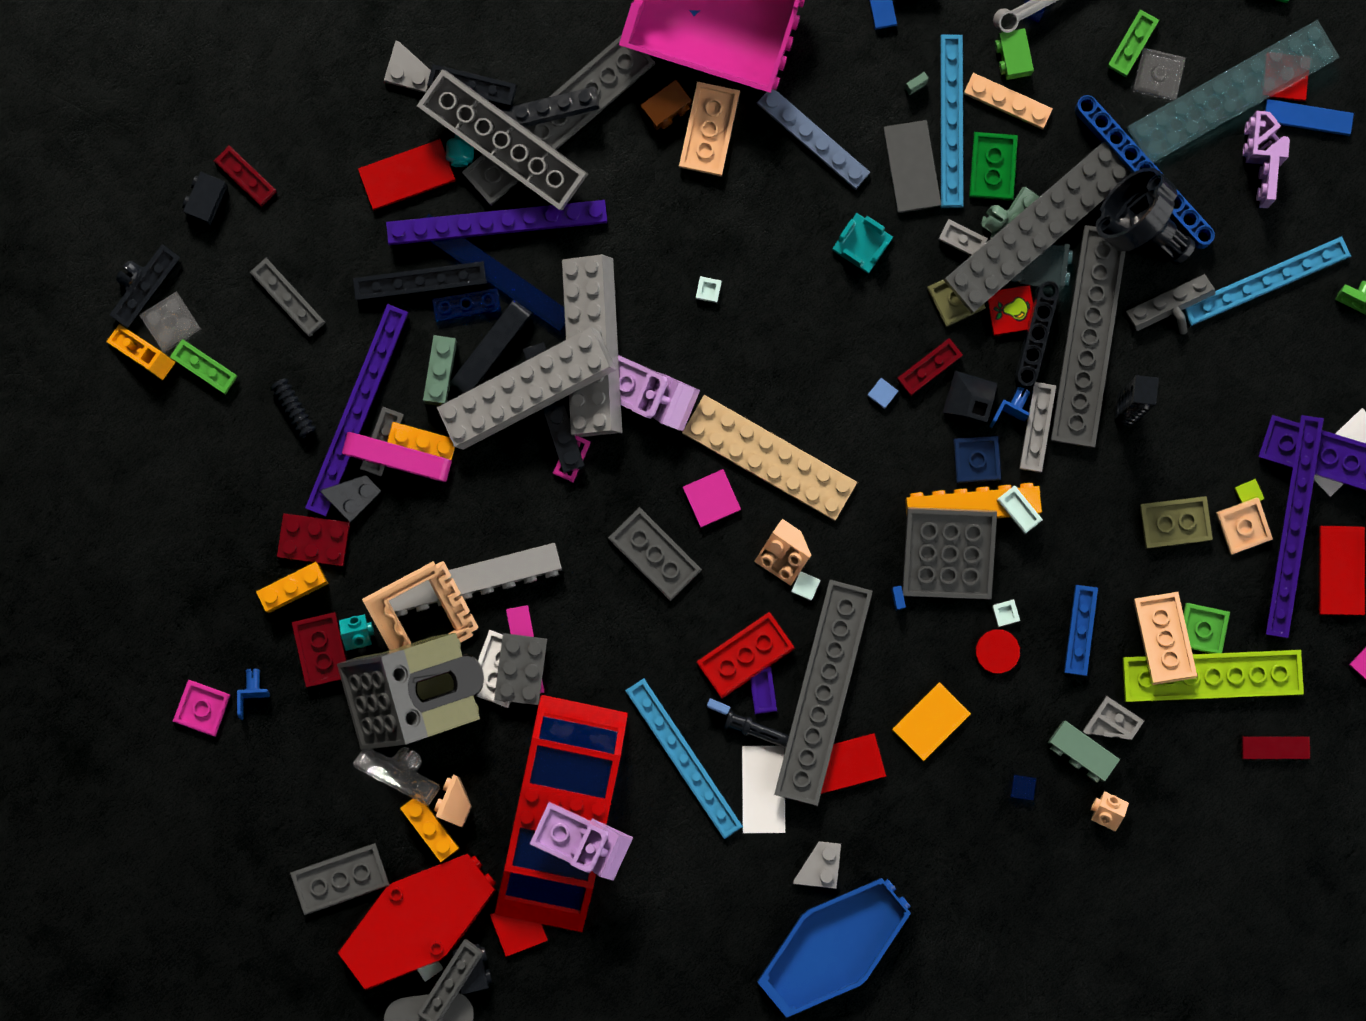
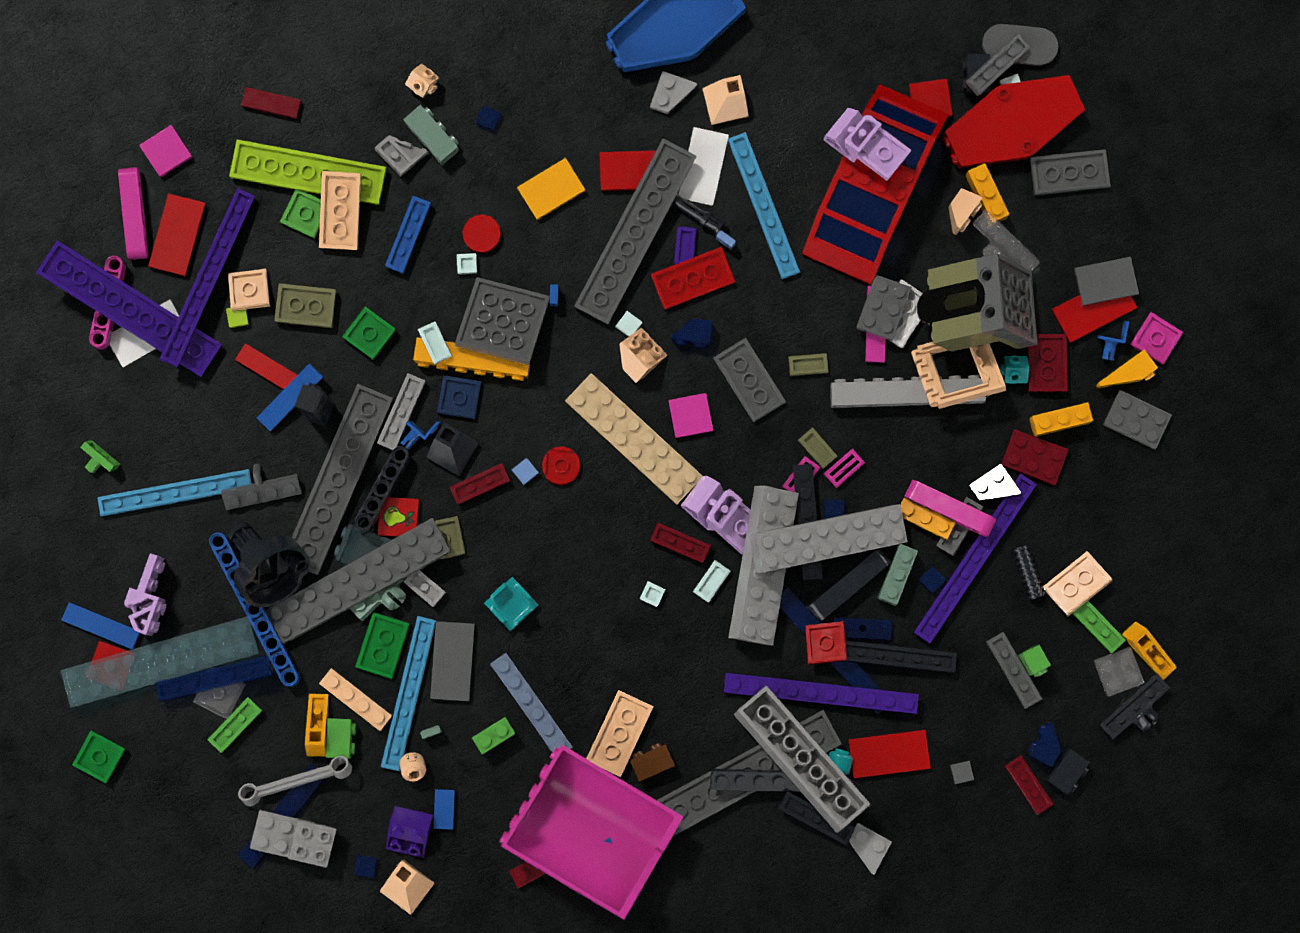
camera: 165 degrees left, 0 degrees up
(205, 609) = (1137, 419): none -> dark grey plate
(220, 663) = (1134, 370): none -> light orange slope
(234, 220) = (1047, 746): none -> clear blue slope
(236, 407) = (1077, 583): none -> light nougat tile
(267, 308) = (1034, 661): none -> bright green brick
(272, 758) = (1106, 281): none -> dark grey tile
(280, 725) = (1081, 320): none -> red tile
(322, 172) = (962, 772): none -> dark grey tile
(400, 376) = (931, 579): none -> clear blue tile
(503, 276) = (826, 642): none -> red tile
(515, 493) = (832, 478): none -> dark pink tile
(527, 429) = (833, 508): none -> clear blue tile
(560, 494) = (817, 448): none -> olive tile
(592, 586) = (808, 364): none -> olive tile
(645, 319) = (711, 581): none -> light aqua tile
(690, 352) = (680, 542): none -> dark red plate
(729, 592) = (694, 332): none -> clear blue slope
(755, 869) = (726, 100): none -> light nougat slope
(844, 409) = (561, 465): none -> red tile
(846, 94) = (493, 735): none -> bright green brick
(927, 40) = (412, 766): none -> light nougat head
(1044, 63) = (317, 725): none -> light orange slope
(1096, 507) = (369, 333): none -> green plate
(1166, 414) = (286, 400): none -> blue tile
(1169, 85) = (213, 678): none -> clear blue plate
(1193, 440) = (265, 366): none -> red tile

